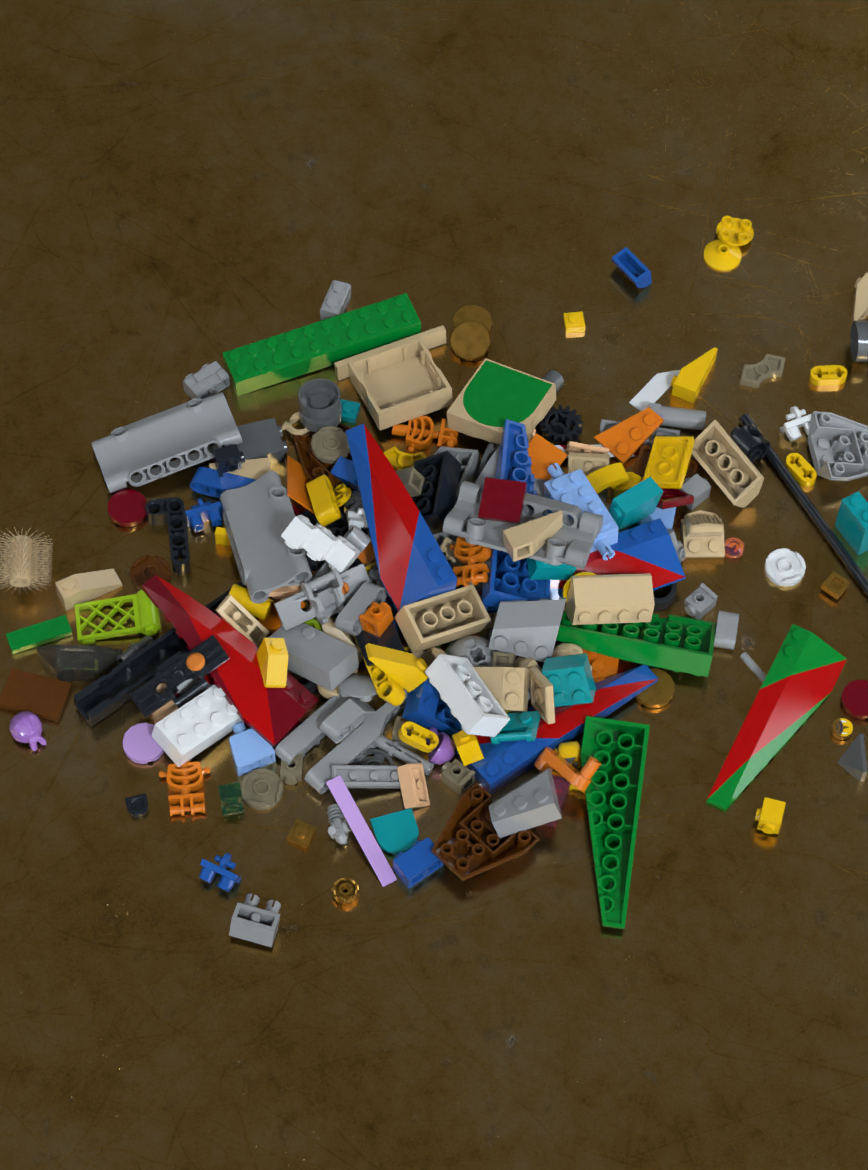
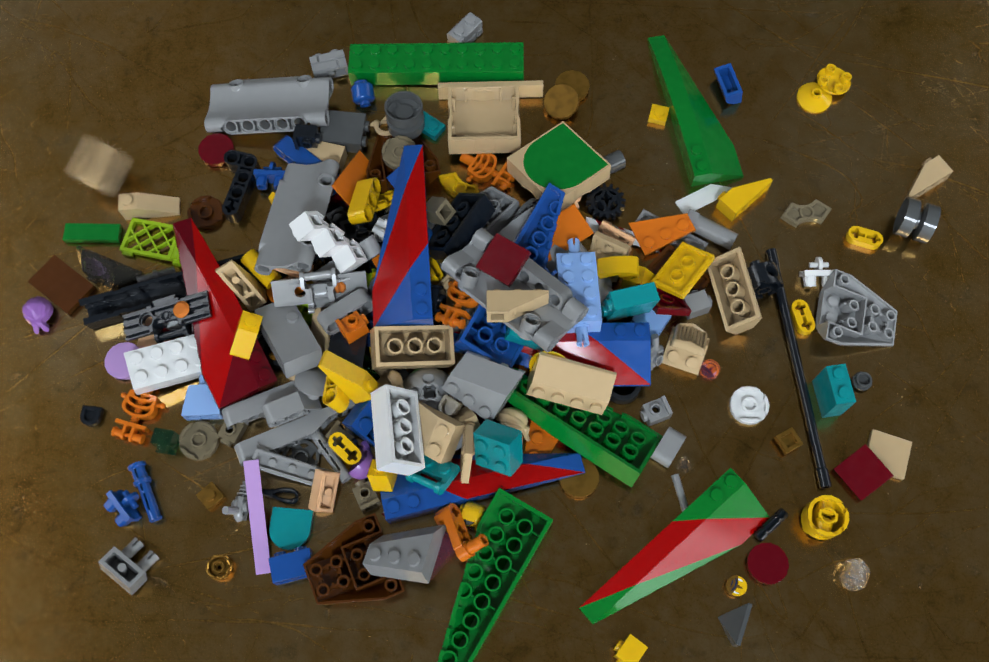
camera: 25 degrees right, 10 degrees up
(225, 846) = (142, 482): none -> blue pin
(257, 399) = (362, 93): none -> blue head
(374, 810) = (272, 494): none -> black piece
(628, 333) = (701, 138): none -> green wedge
(851, 664) = (771, 524): none -> black axle

